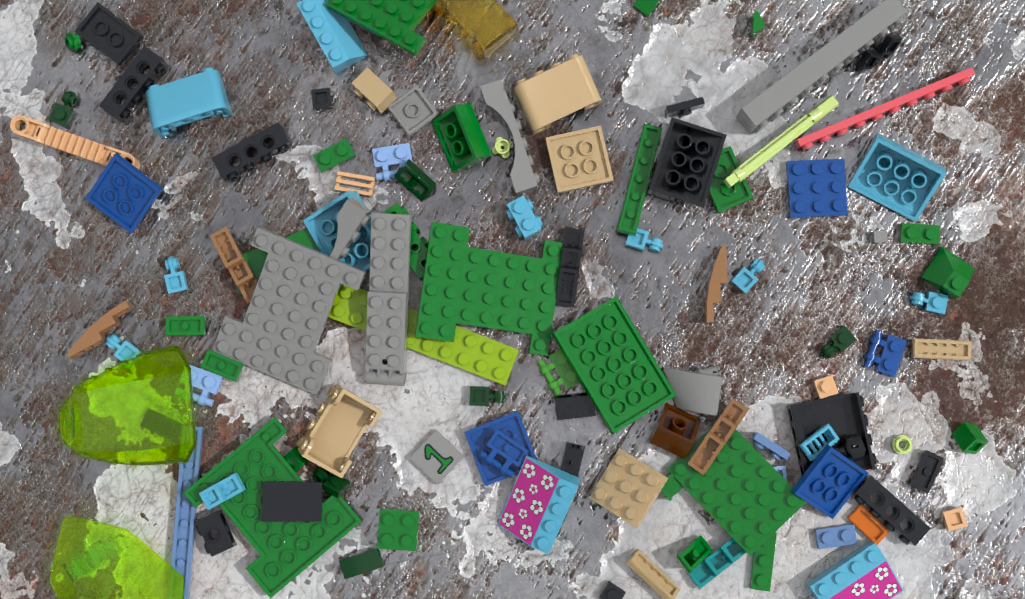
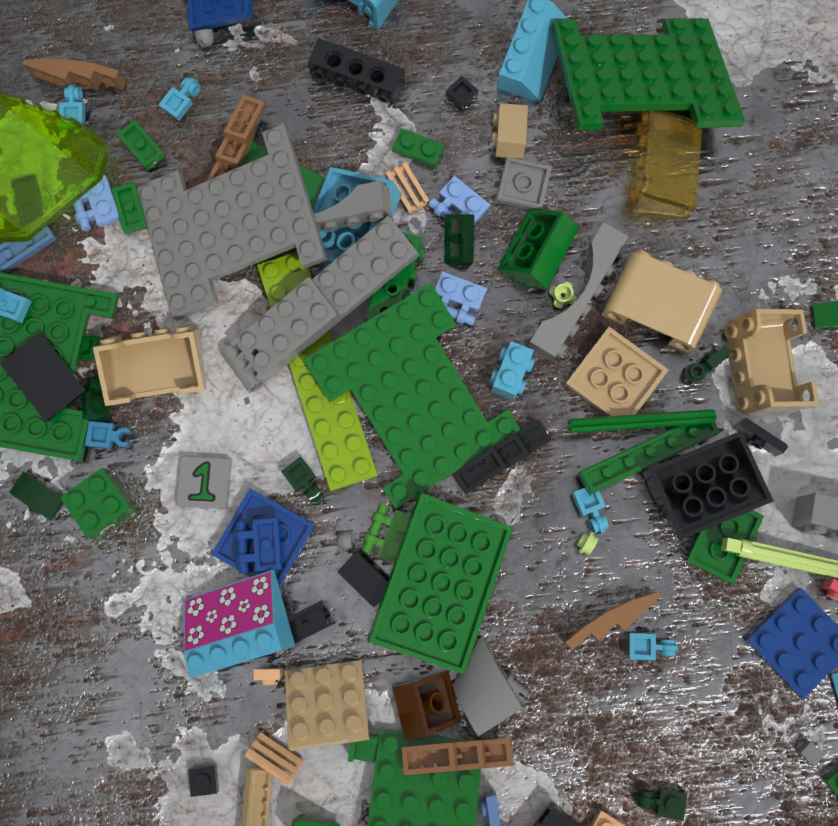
camera: 45 degrees right, 5 degrees down
(145, 228) = (204, 37): none -> light grey hinge
(357, 494) = (104, 434): none -> dark azure plate
(450, 206) = (462, 293): none -> light blue plate
(542, 400) = (346, 540): none -> light grey hinge
(583, 509) = (268, 675): none -> light nougat plate
(616, 94) = (712, 358): none -> dark green plate
(617, 168) = (641, 421): none -> green axle
(632, 540) = (277, 755): none -> light nougat tile
(644, 65) = (764, 361): none -> tan windscreen
(661, 260) = (587, 542): none -> yellowish green plate

